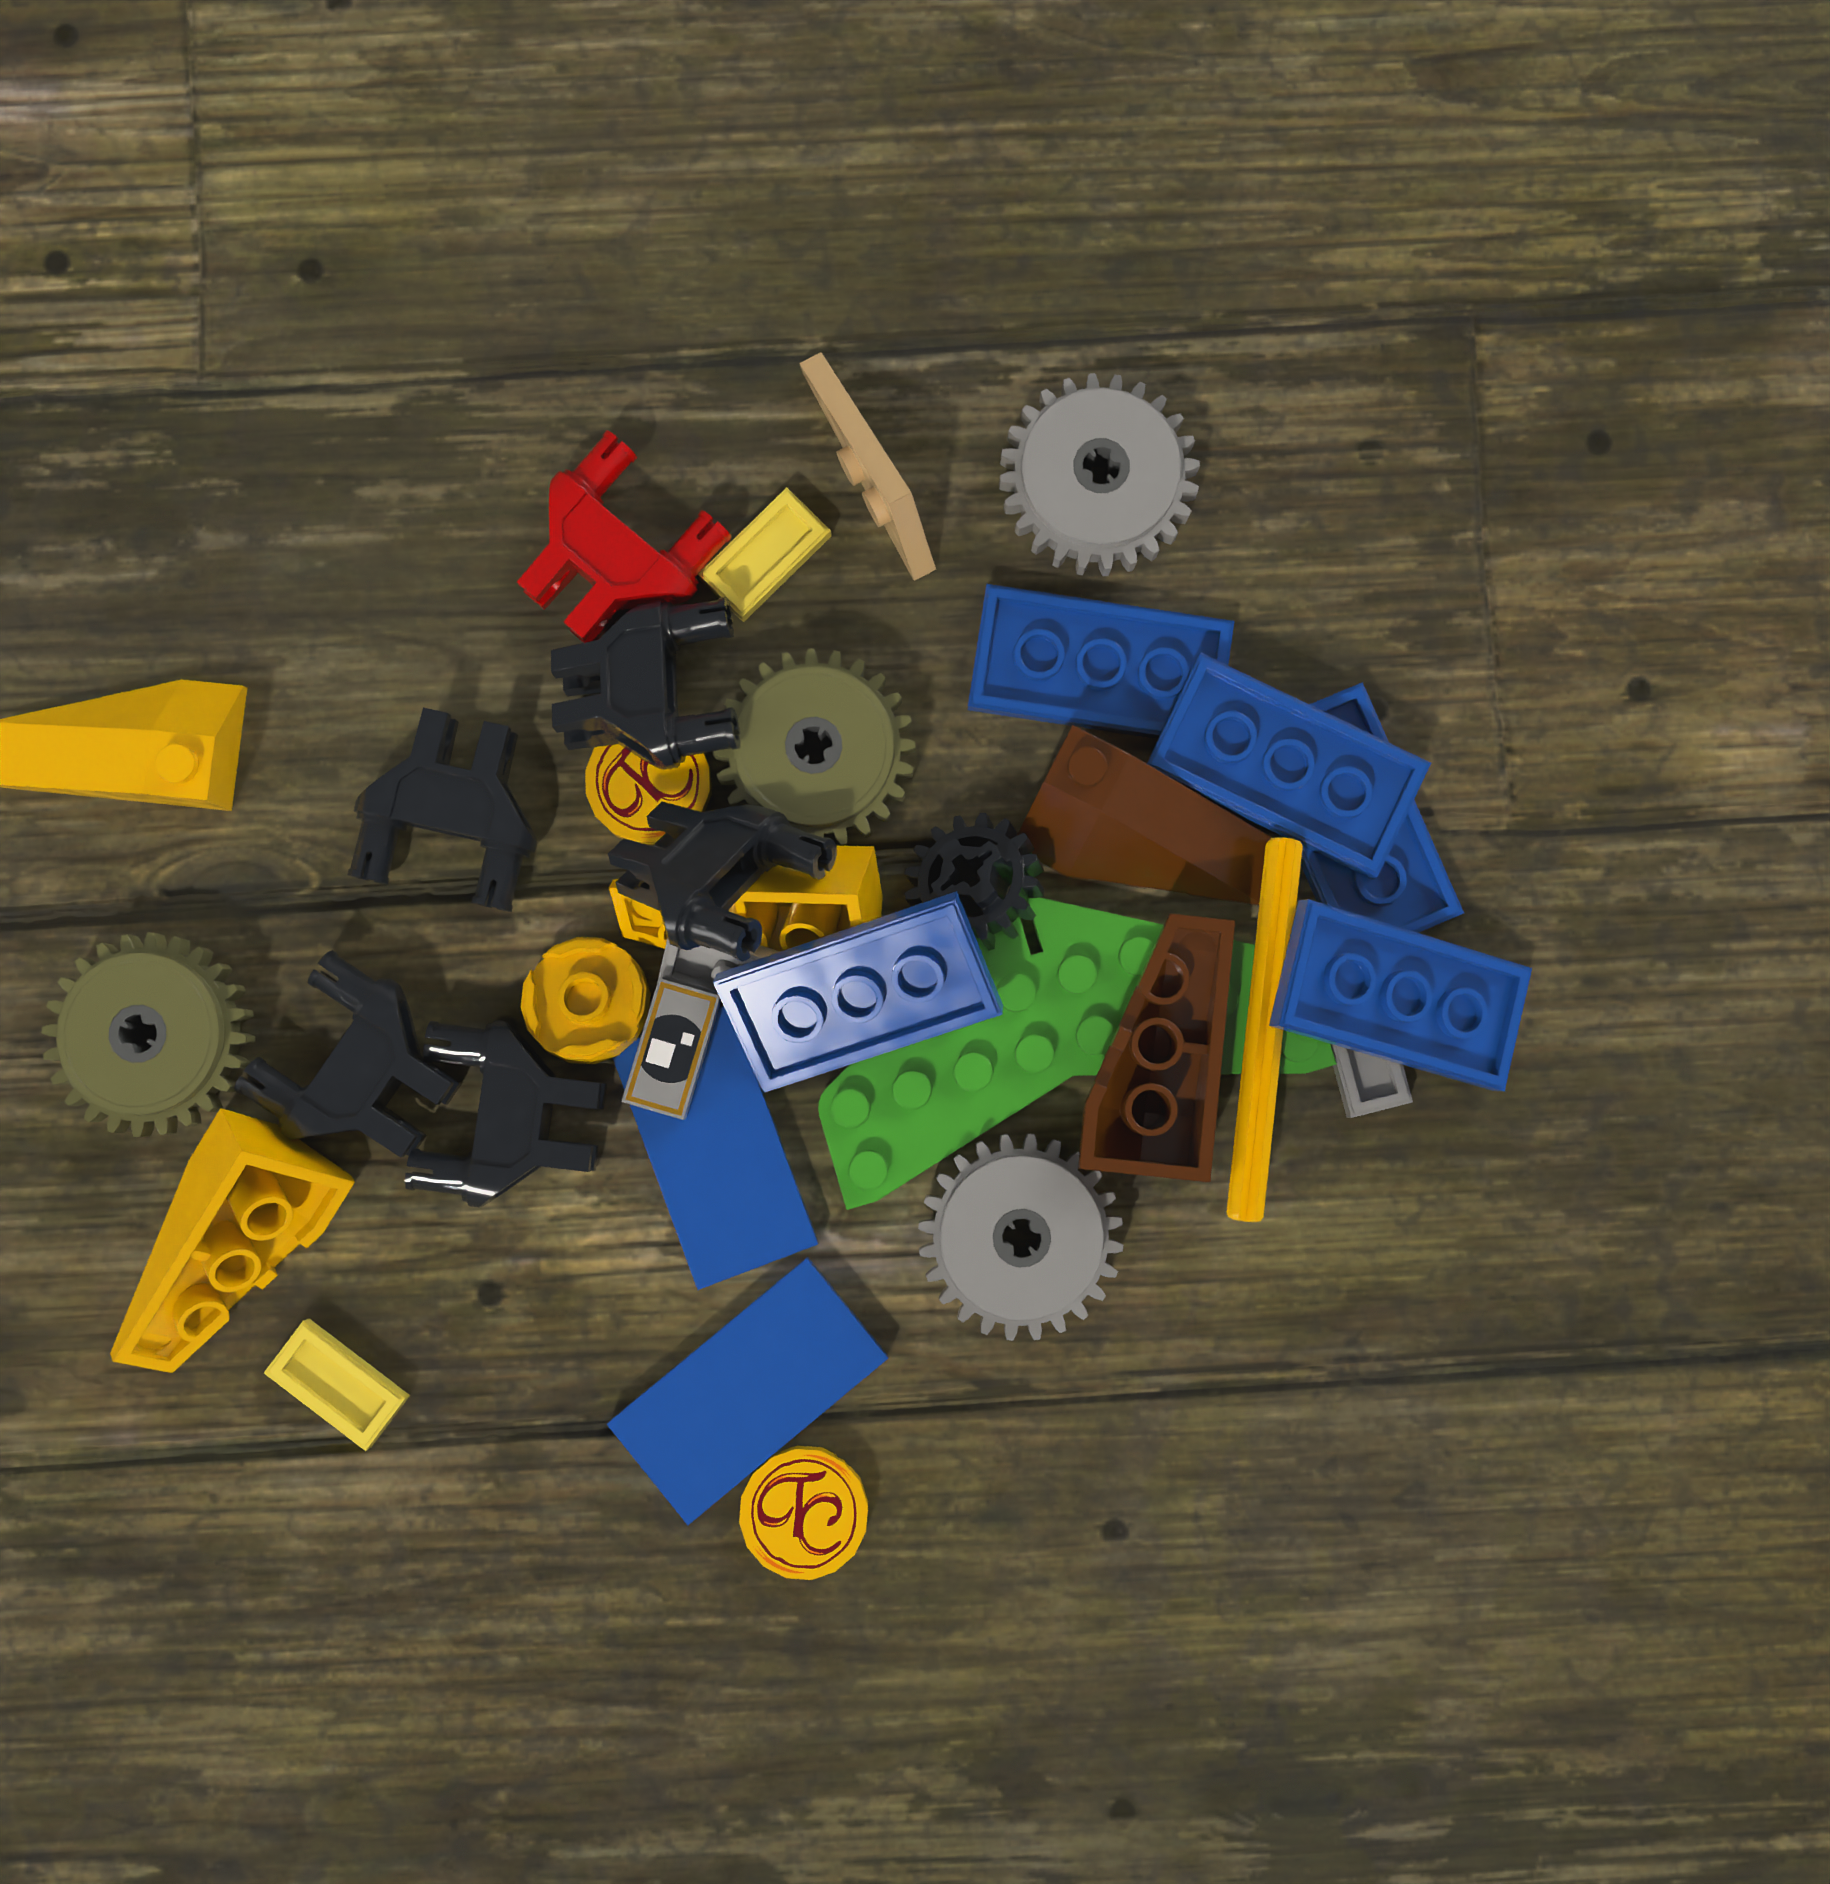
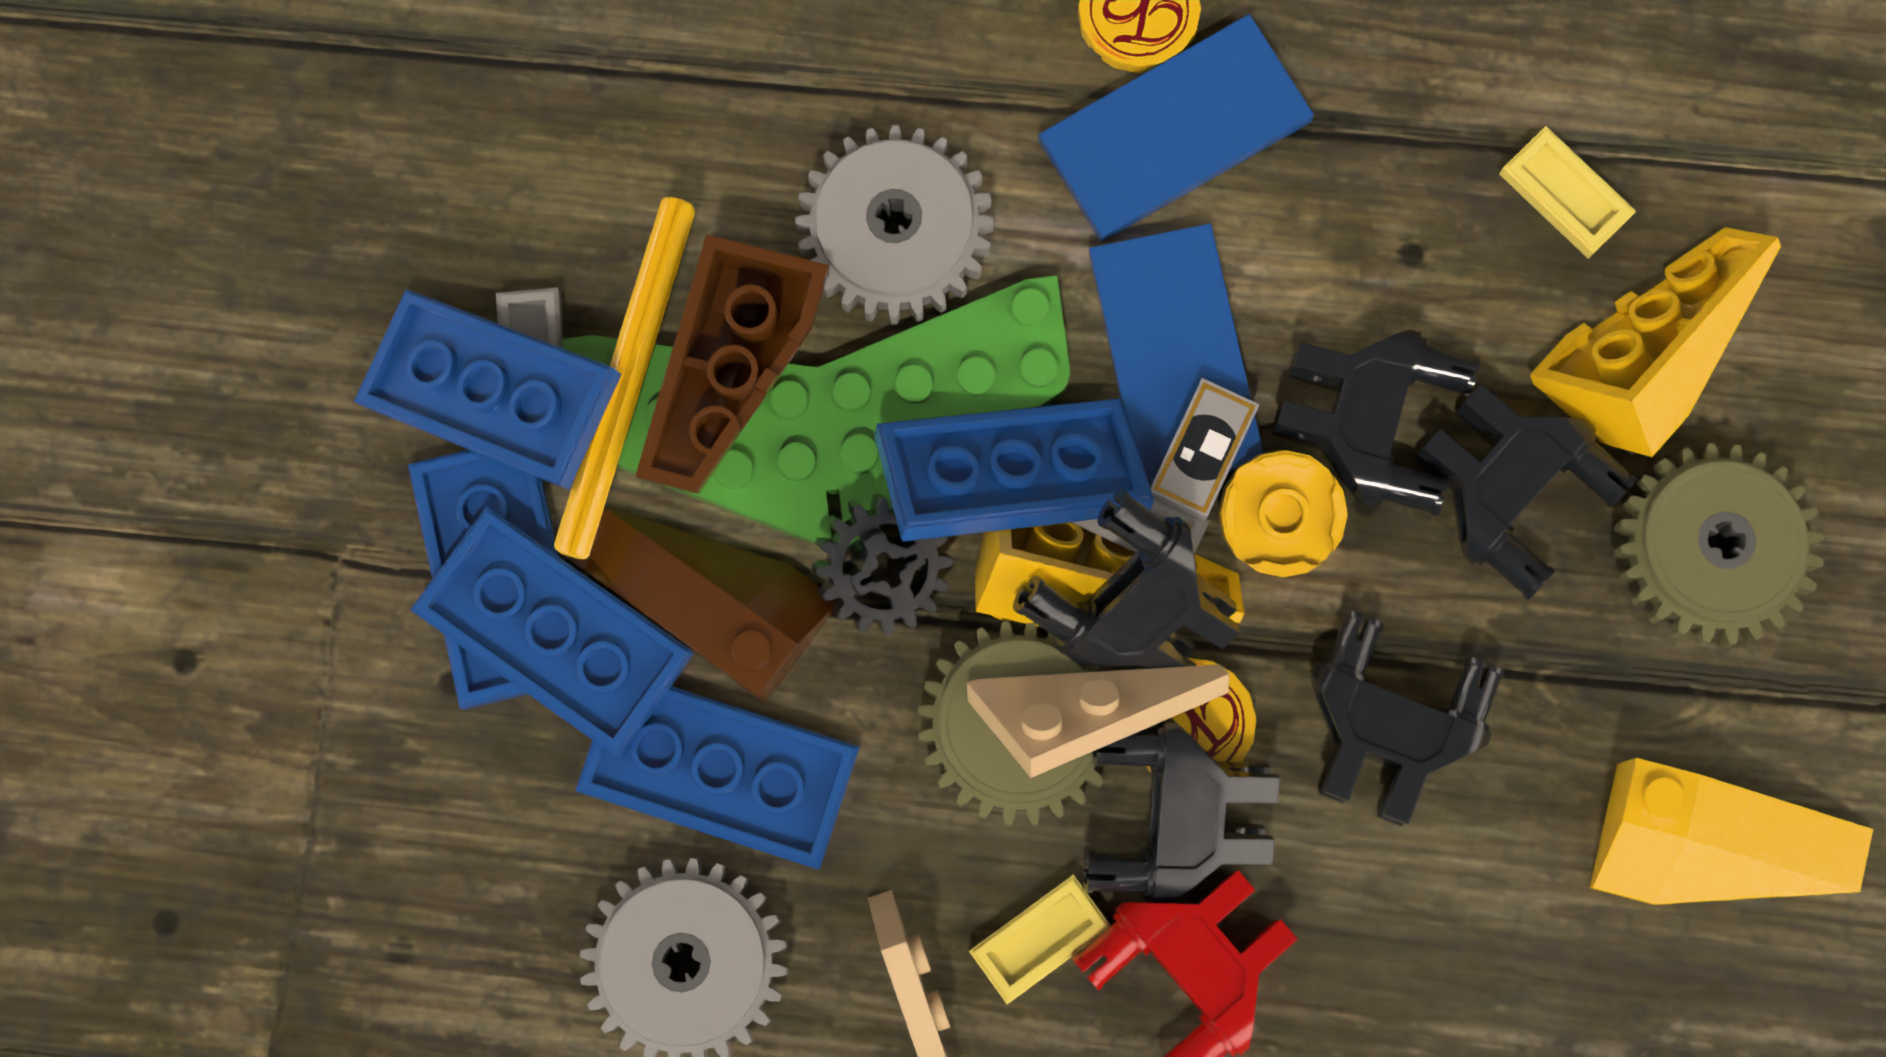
camera: 165 degrees left, 5 degrees down
(763, 748) = (1072, 714): none -> tan wing

